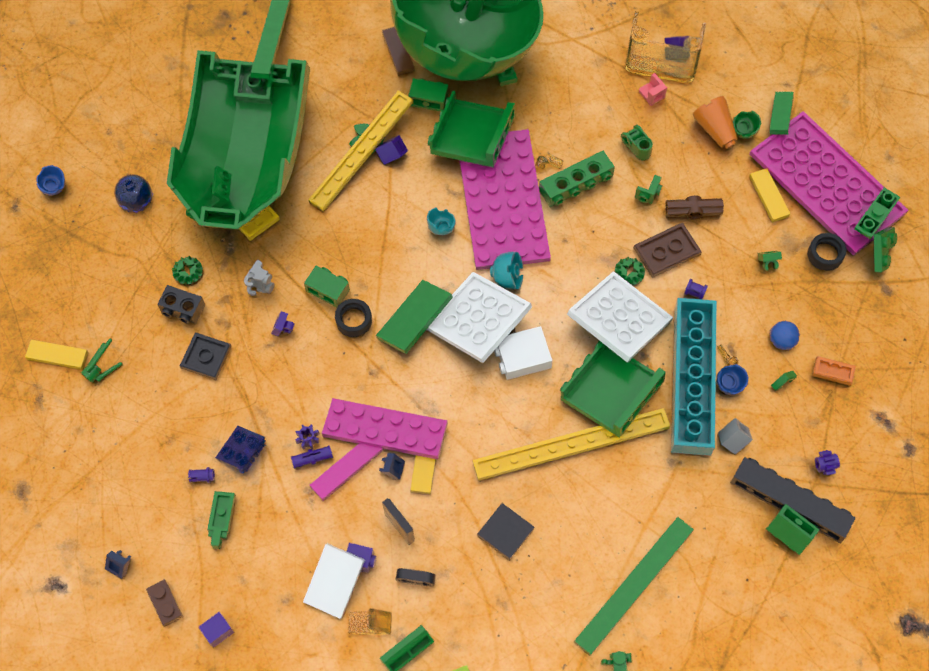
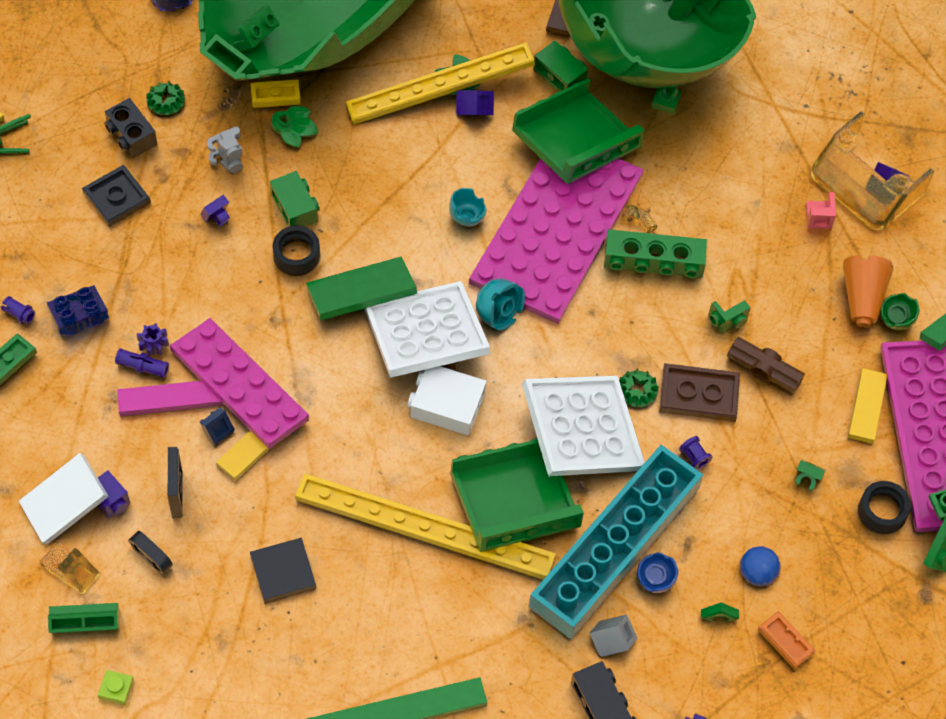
camera: 30 degrees right, 5 degrees down
(288, 236) = (296, 125): none -> green plate
(636, 140) = (757, 253): green piece -> none
(727, 357) = (675, 546): clear yellow hand -> none

